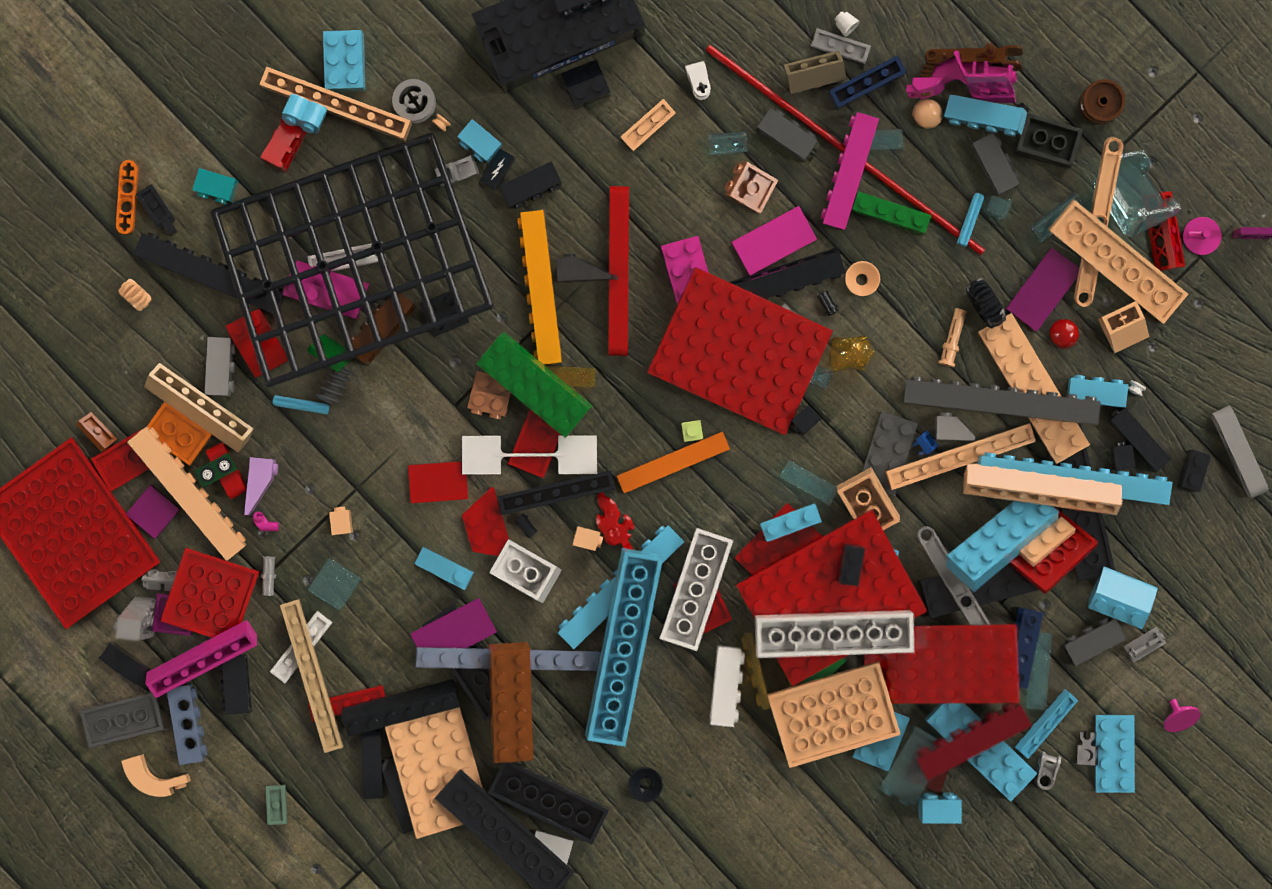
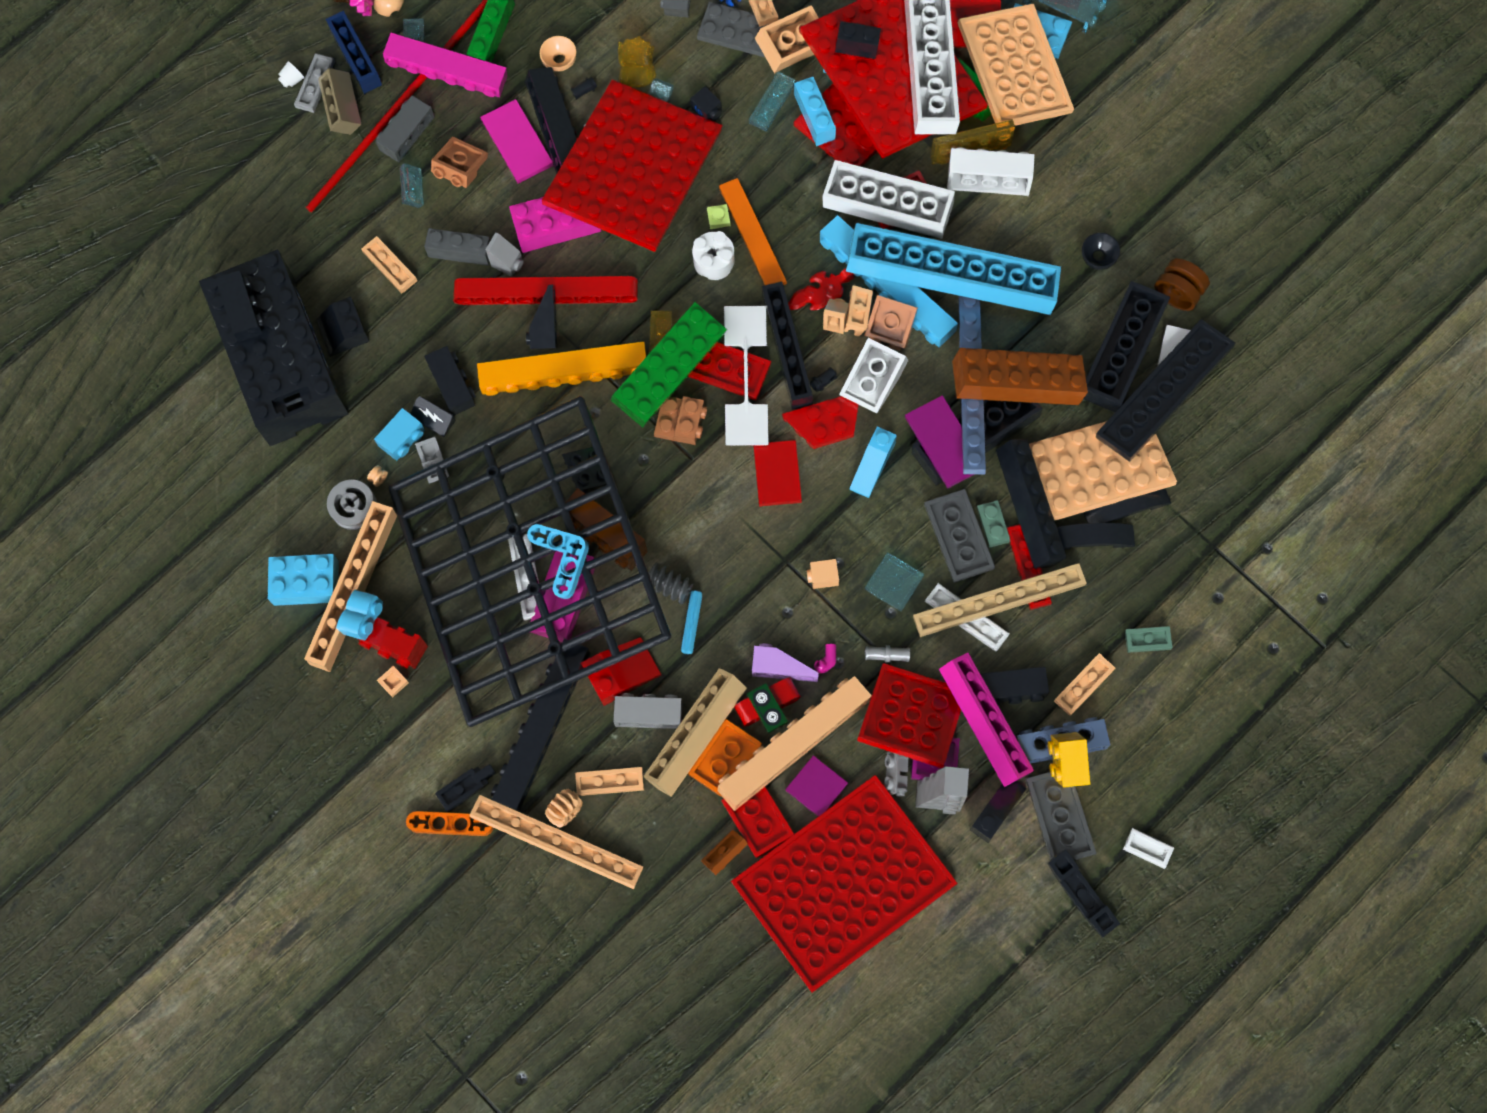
camera: 85 degrees left, 15 degrees down
(54, 735) = (1082, 894): none -> black slope
(95, 793) = (1148, 848): none -> white tile
(107, 289) = (556, 841): none -> light nougat plate
(146, 782) = (1125, 794): light nougat arch -> none
(160, 333) = (609, 781): none -> light nougat plate
(160, 727) = (1070, 759): none -> yellow brick
(215, 186) = (440, 720): teal brick -> none
(236, 746) = (1084, 684): none -> light nougat plate
(251, 143) = (392, 681): none -> light nougat plate
(331, 349) = (628, 595): green tile -> none
(352, 295) = (565, 548): none -> medium azure beam
(374, 643) = (959, 535): none -> dark grey plate
(386, 673) = (993, 524): none -> sand green plate
(575, 588) = (891, 322): none -> nougat plate
(589, 559) = (858, 310): none -> light nougat hinge
(607, 857) = (1183, 284): none -> reddish brown wheel
(639, 420) = (713, 255): none -> white brick
(650, 233) = (504, 255): none -> light grey slope
(663, 189) = (457, 246): none -> dark grey brick
(698, 77) = (342, 215): white piece -> none

